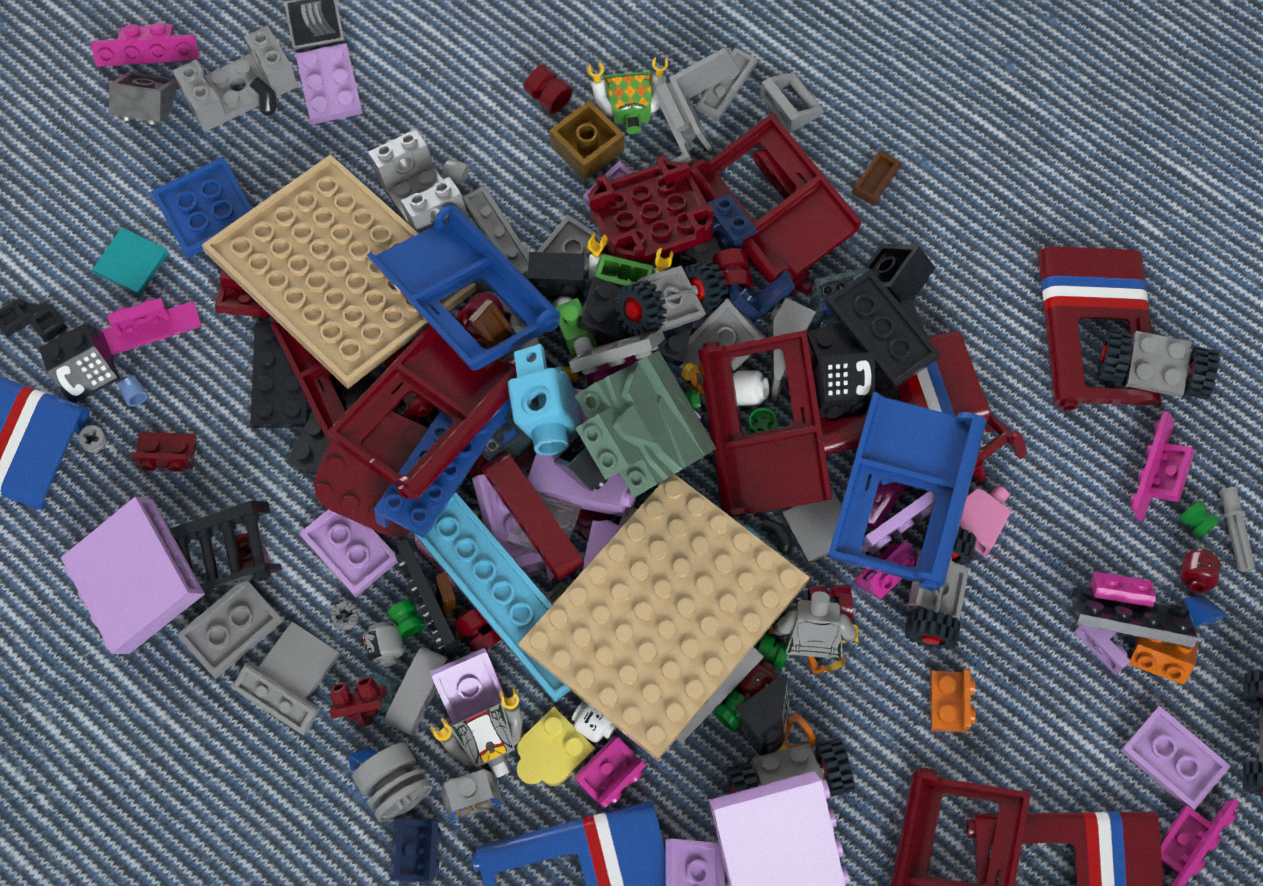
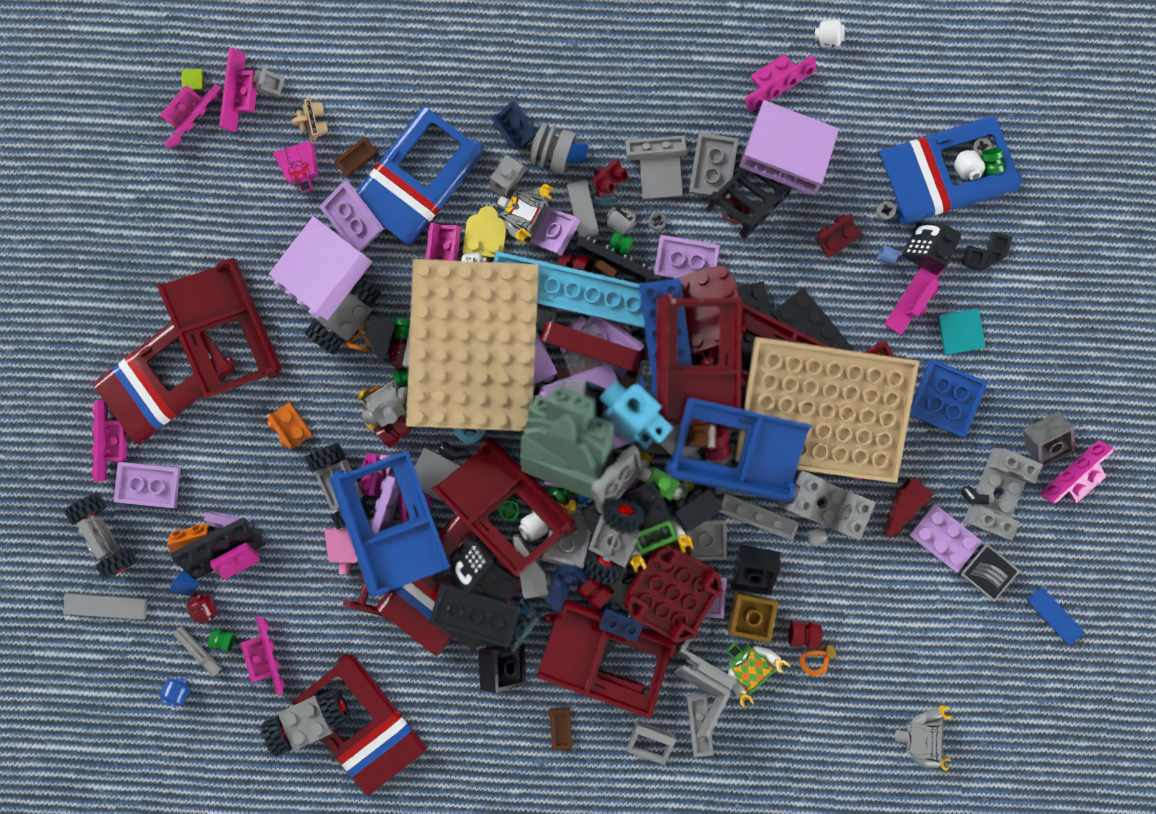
camera: 150 degrees right, 20 degrees up
(74, 673) = (777, 78): none -> dark pink bracket
(342, 135) = (906, 502): none -> dark red slope
(539, 59) = (829, 653): none -> orange piece
(544, 183) = (755, 569): none -> black slope

